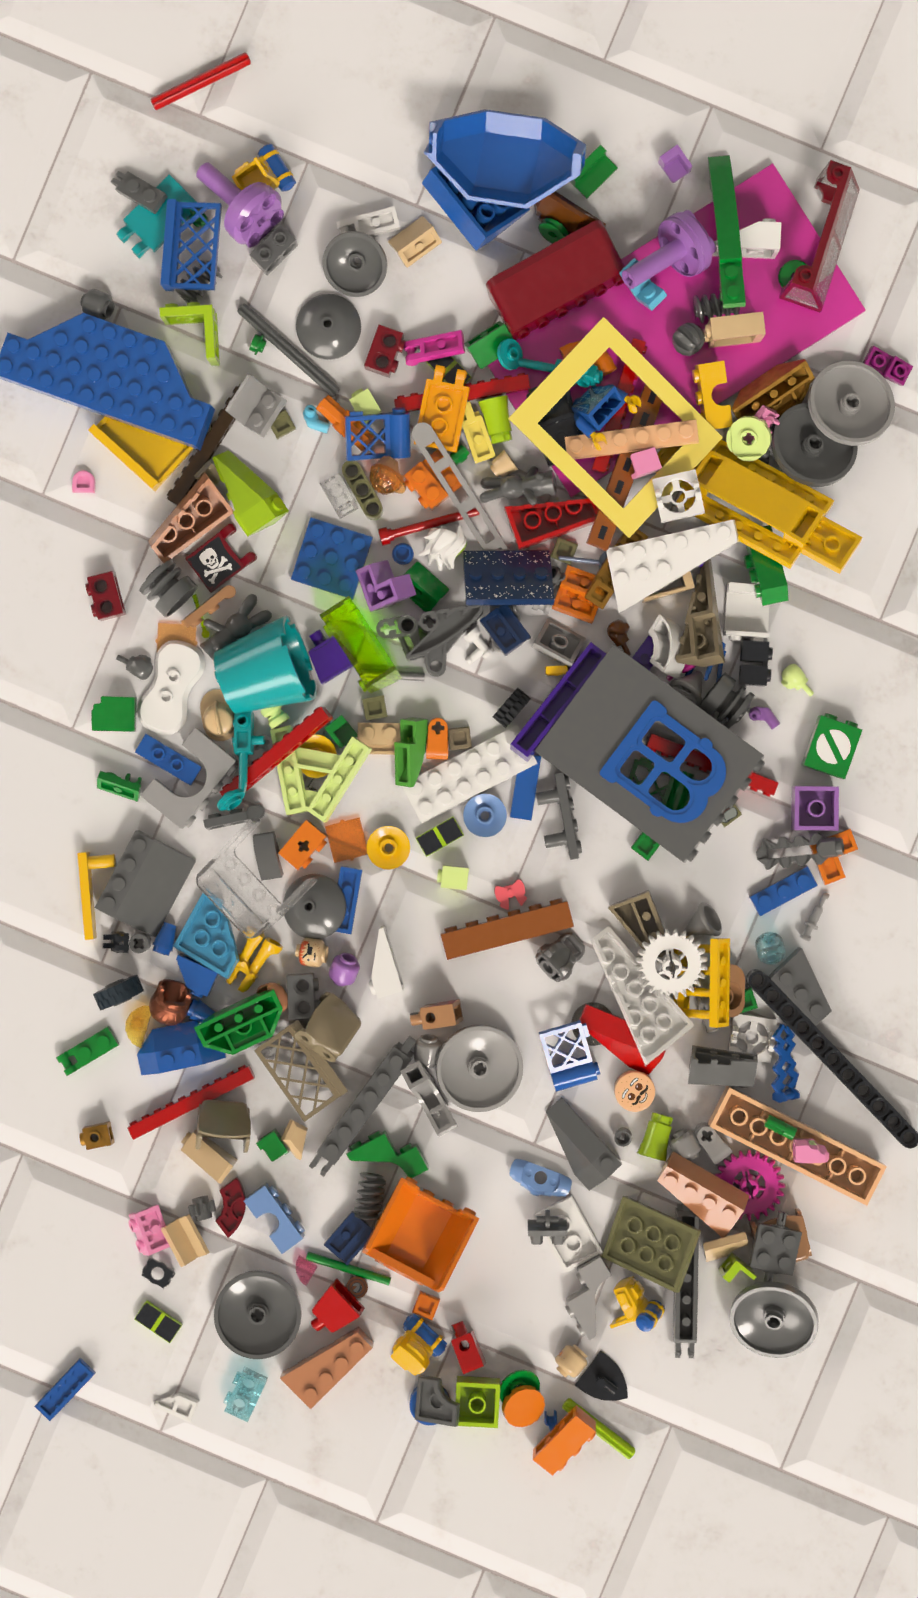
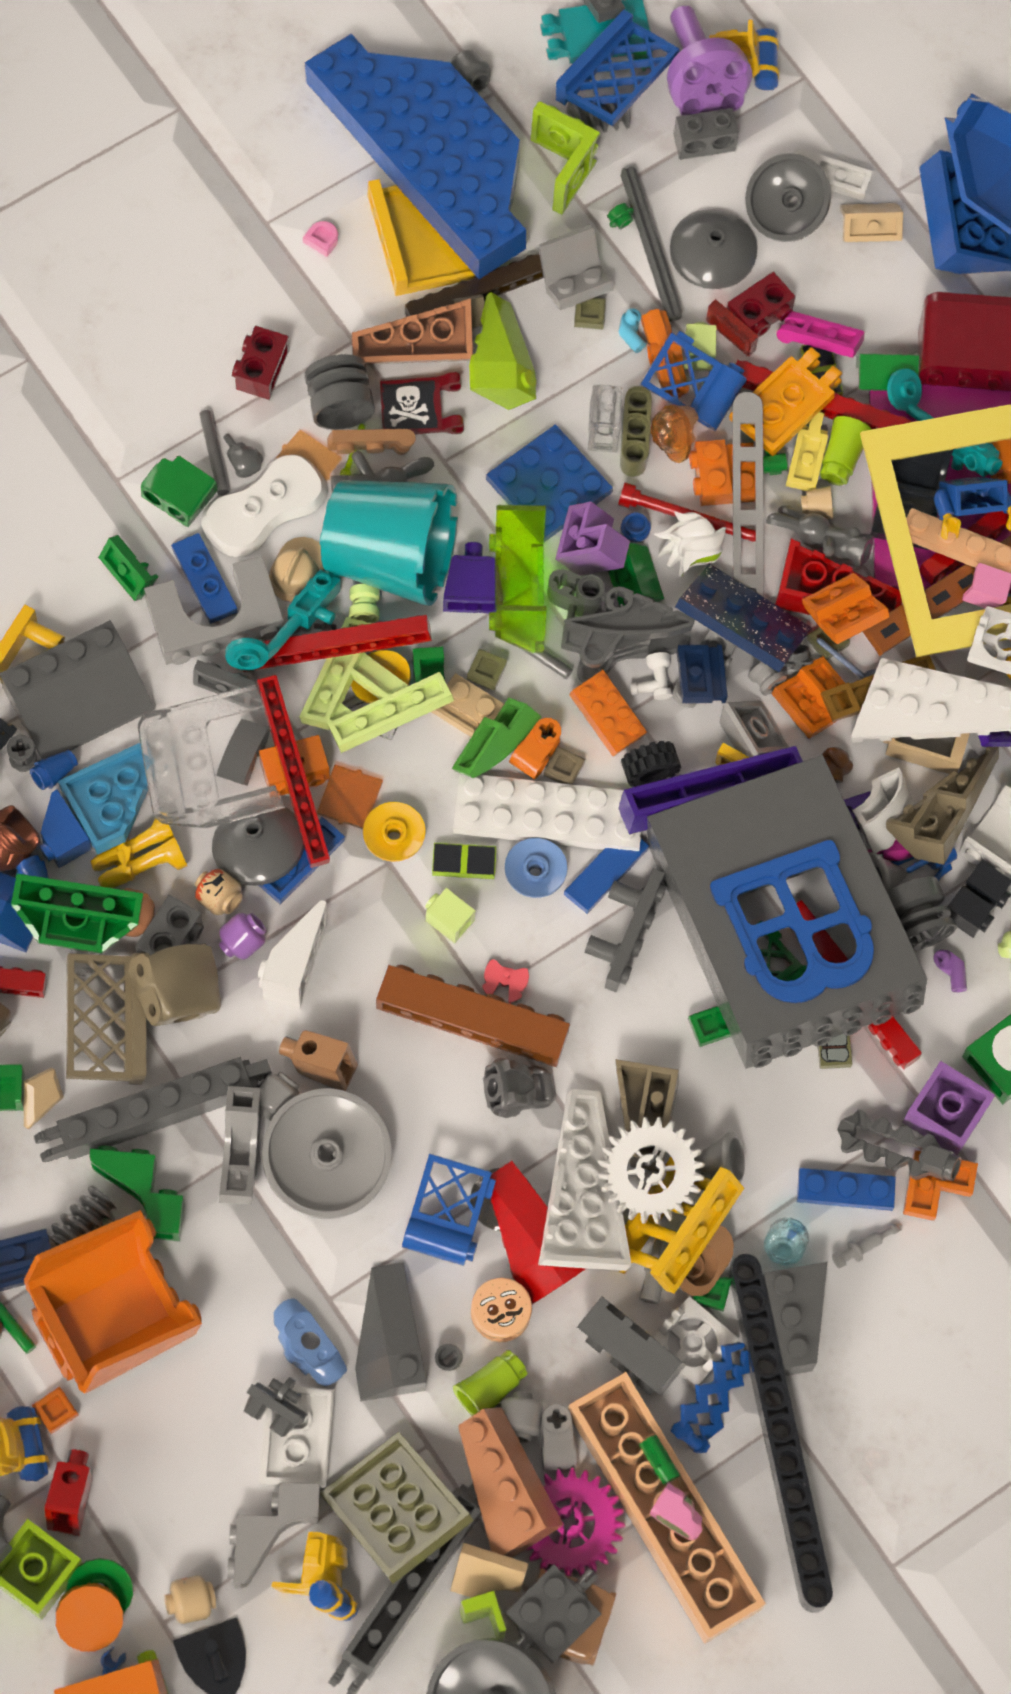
camera: 30 degrees right, 20 degrees down
(108, 664) = (214, 452): none -> flat silver bar
(308, 856) = (293, 771): none -> red piece
(376, 378) = (732, 328): none -> clear red tile
(464, 689) = (608, 713): none -> orange piece
(567, 535) = (845, 608): none -> orange slope

